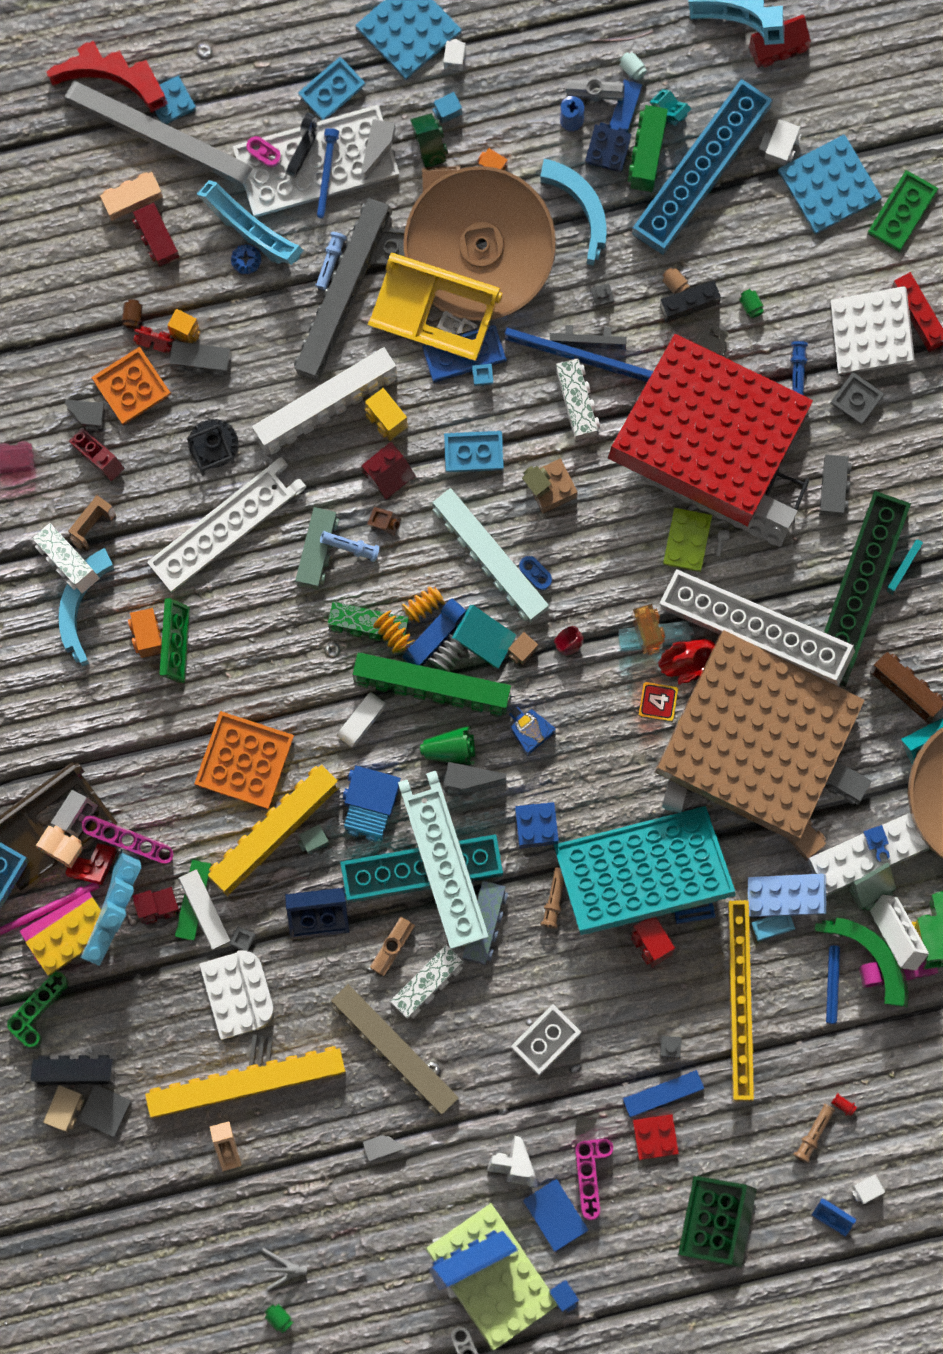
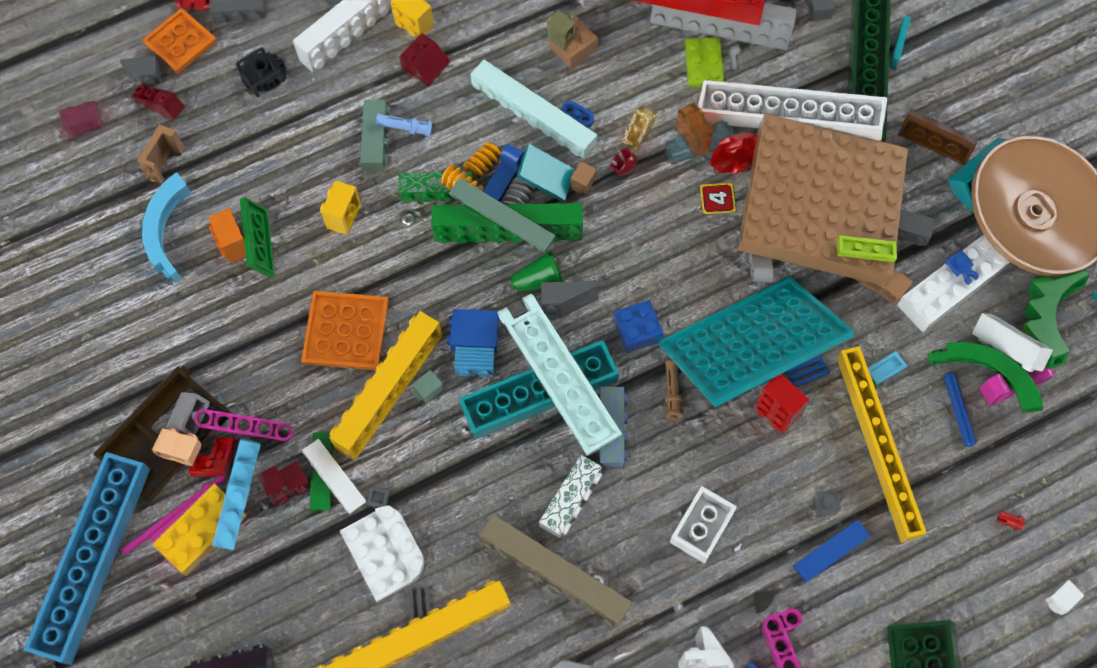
camera: 15 degrees left, 10 degrees down
(41, 1007) = (185, 612): green beam -> none
(67, 560) = (140, 187): white brick -> none
(224, 526) = (285, 135): white hinge -> none
(265, 627) = (340, 207): none -> yellow brick
(317, 913) = (447, 455): dark blue slope -> none
(361, 720) = (449, 270): white beam -> none
(384, 520) = (431, 100): reddish brown bracket -> none
(385, 957) = (530, 459): medium nougat piece -> none
(425, 681) = (502, 215): none -> sand green tile
(473, 451) = (497, 30): dark azure plate -> none
(530, 729) = (609, 245): torso -> none
(597, 603) = (639, 126): none -> clear yellow slope
(655, 1137) = (837, 596): red plate -> none
(779, 806) = (866, 248): none -> lime plate
(787, 895) = (894, 334): light blue plate -> none
(809, 1142) = (990, 563): medium nougat pin -> none
(833, 1217) = (1040, 634): blue plate -> none
(872, 886) = (969, 309): sand green slope -> none

